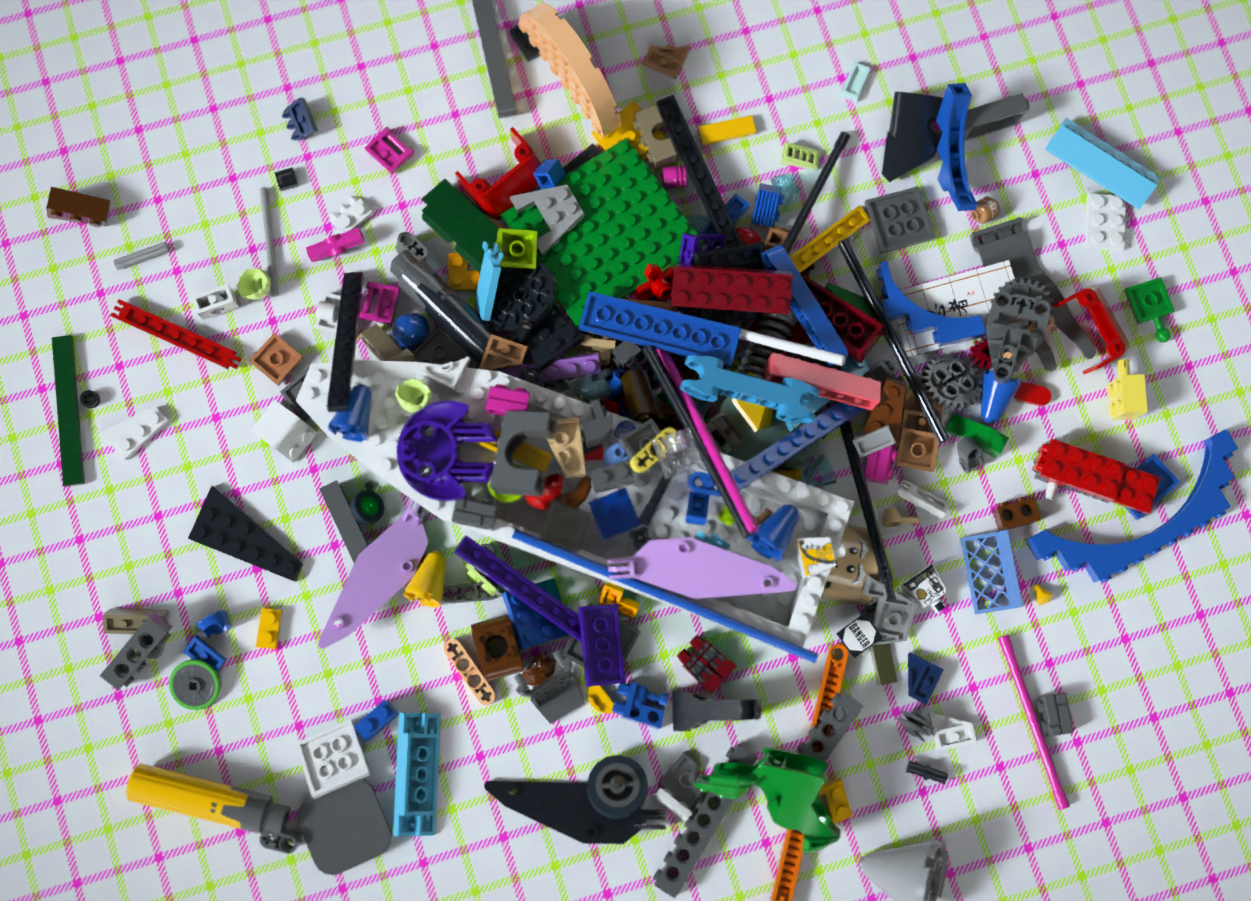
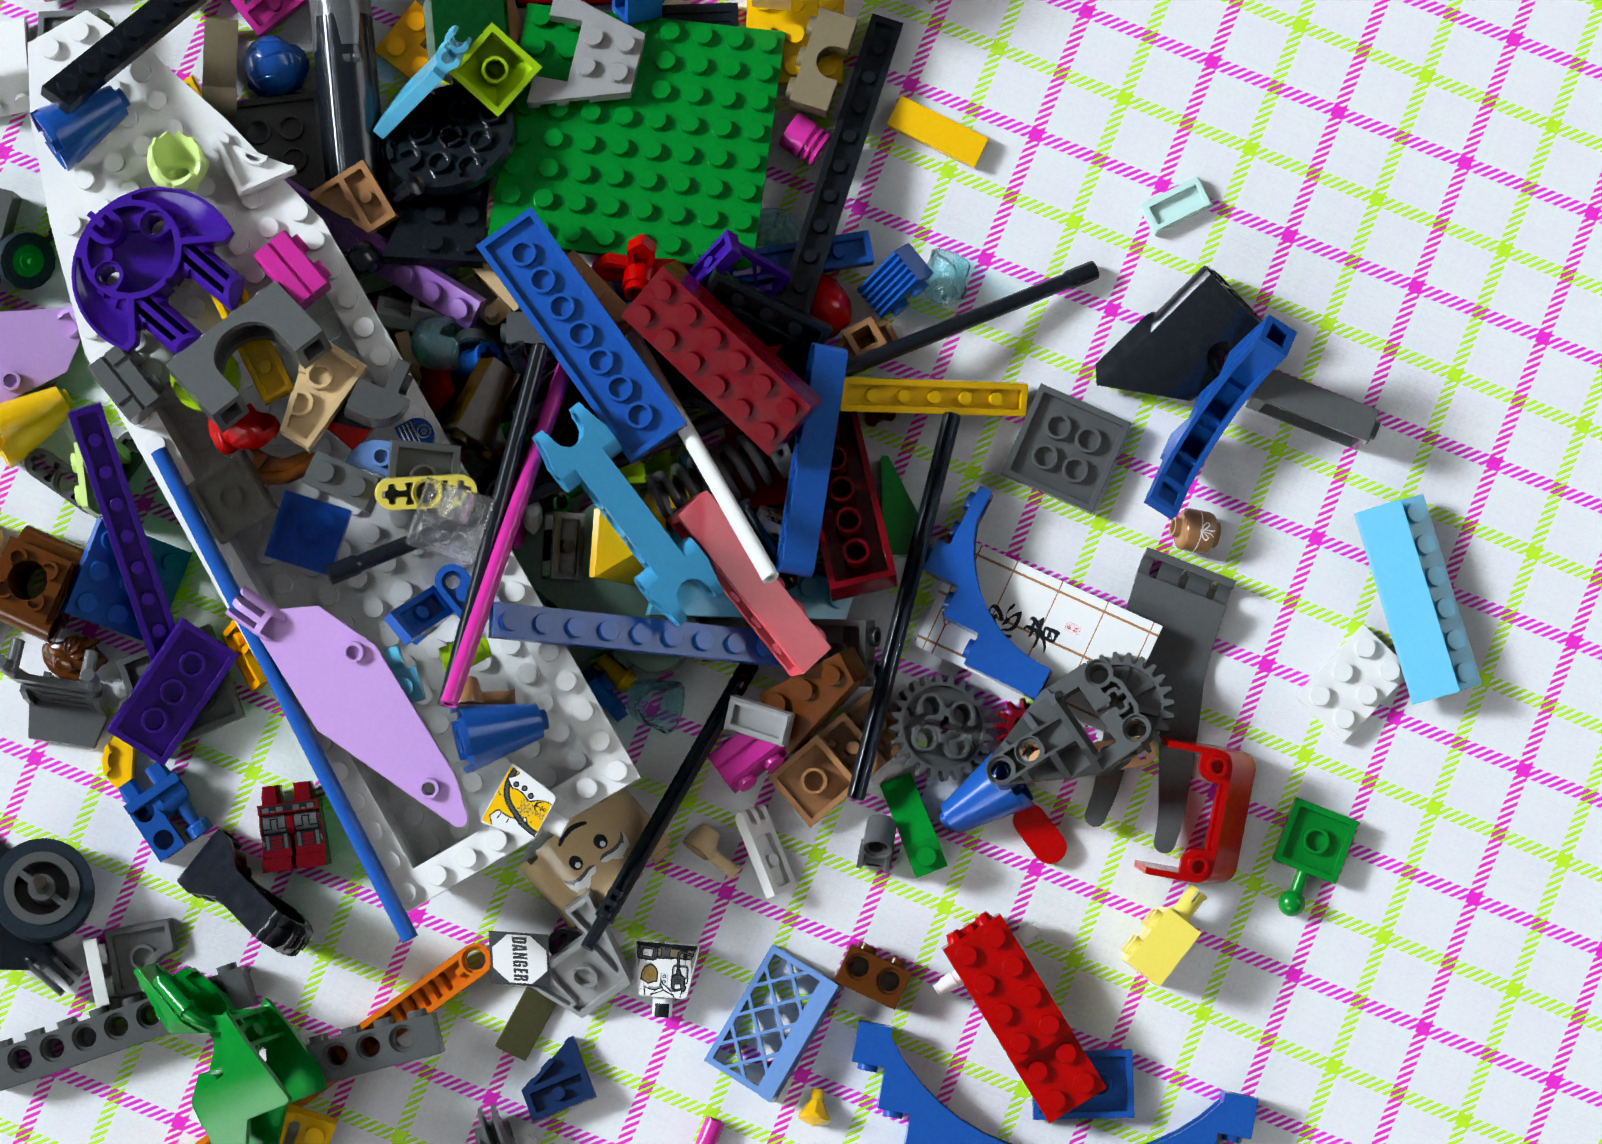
camera: 45 degrees right, 5 degrees up
(637, 543) = (307, 595): black plate -> none
(798, 162) = (1015, 242): yellowish green slope -> none

